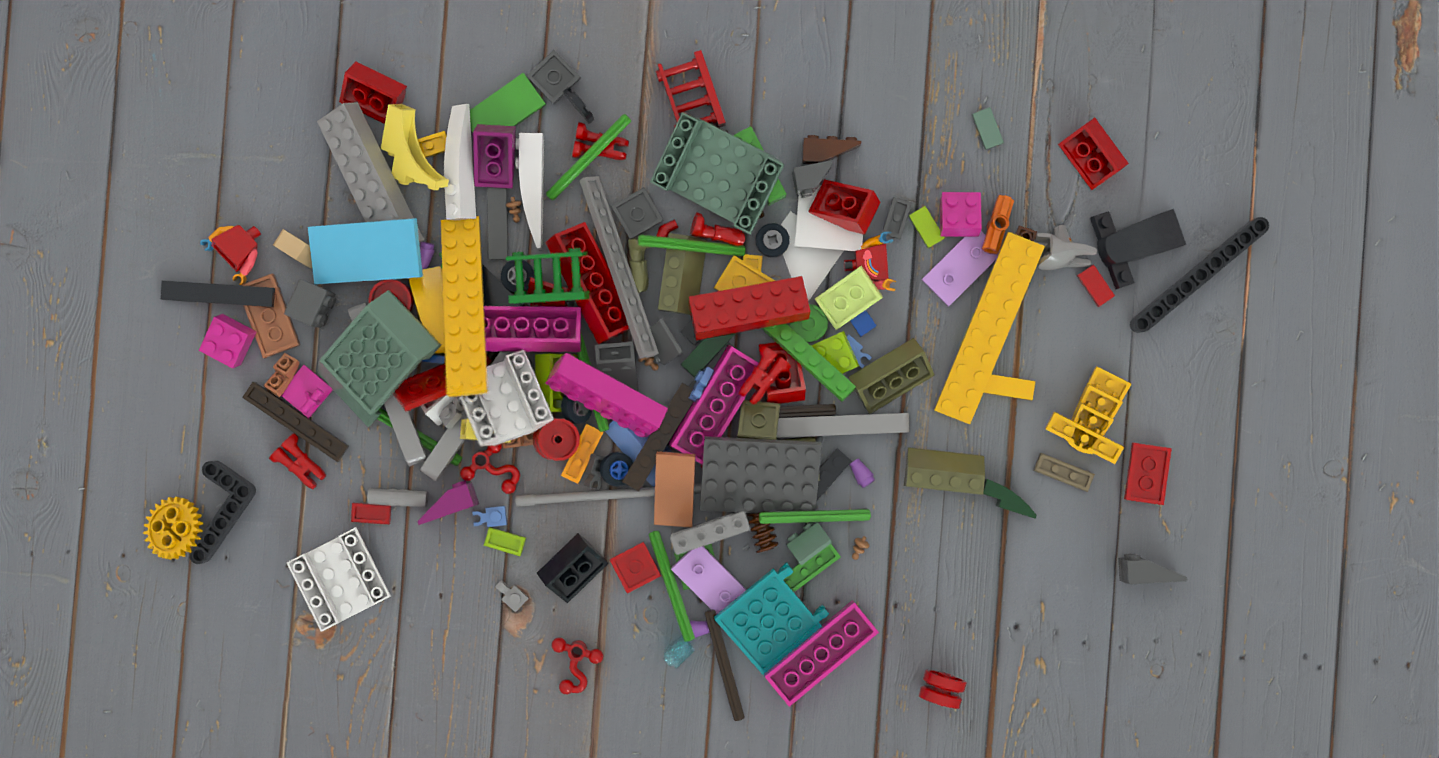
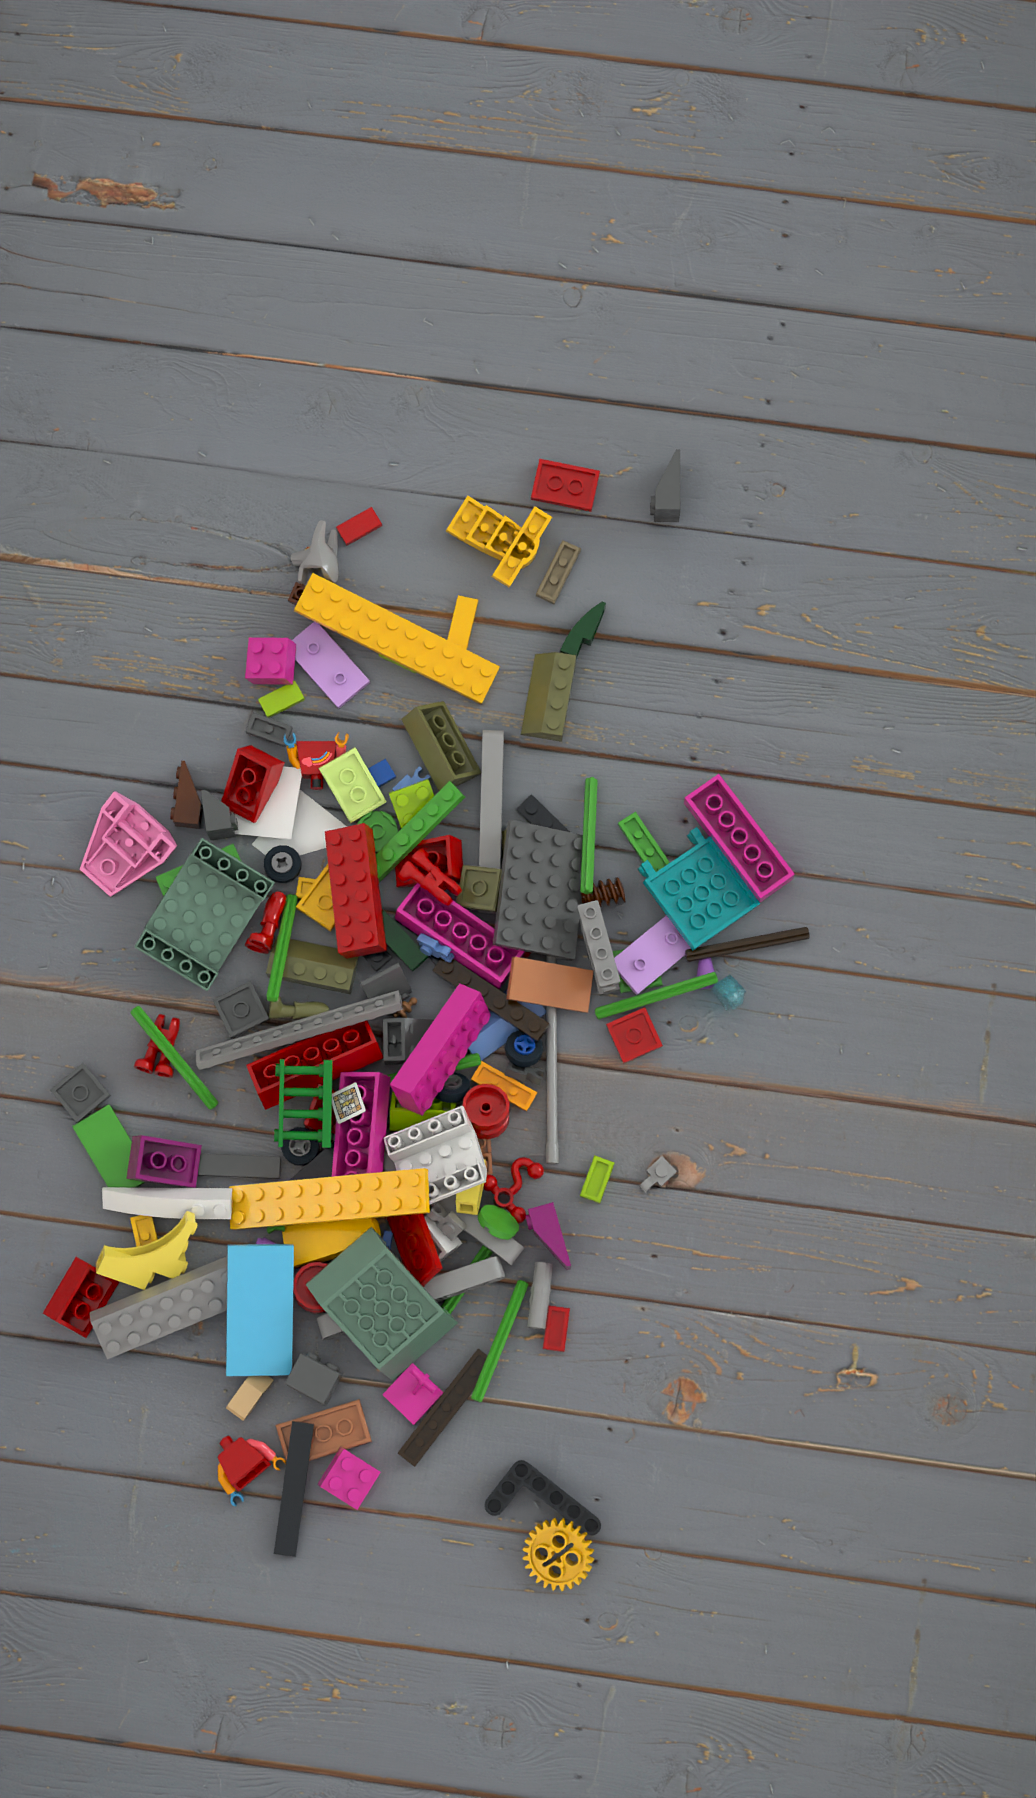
camera: 80 degrees left, 10 degrees down
(284, 373) = (393, 1419): nougat slope -> none
(301, 466) = (498, 1405): red piece -> none
(338, 579) = (627, 1364): white slope -> none
(354, 464) = (499, 1341): none -> bright green axle
(455, 457) = (499, 1222): none -> bright green tile
(494, 516) = (568, 1190): medium blue plate -> none
(513, 204) = (219, 1145): medium nougat hair -> none
(532, 181) = (196, 1124): white slope -> none
(551, 315) = (347, 1103): none -> sticker
(572, 568) = (630, 1104): black slope -> none
(578, 104) = (114, 1065): black tile -> none
(595, 656) = (730, 1085): red piece -> none
(664, 229) = (261, 981): red arm -> none
(703, 81) = (99, 926): red fence -> none
(780, 97) = (125, 845): none -> bright pink wedge
(807, 410) = (473, 838): dark brown axle -> none
(808, 542) = (617, 844): sand green slope -> none
(859, 547) = (622, 789): medium nougat hair -> none
(862, 473) = (545, 784): medium lavender cone -> none
(943, 689) = (784, 711): red wheel -> none
(987, 128) = (179, 628): sand green tile -> none
(1000, 214) = (296, 626): orange piece -> none
(1093, 153) = (216, 519): red slope -> none
(1134, 242) = (315, 483): black slope -> none
(1207, 270) = (353, 409): black beam -> none

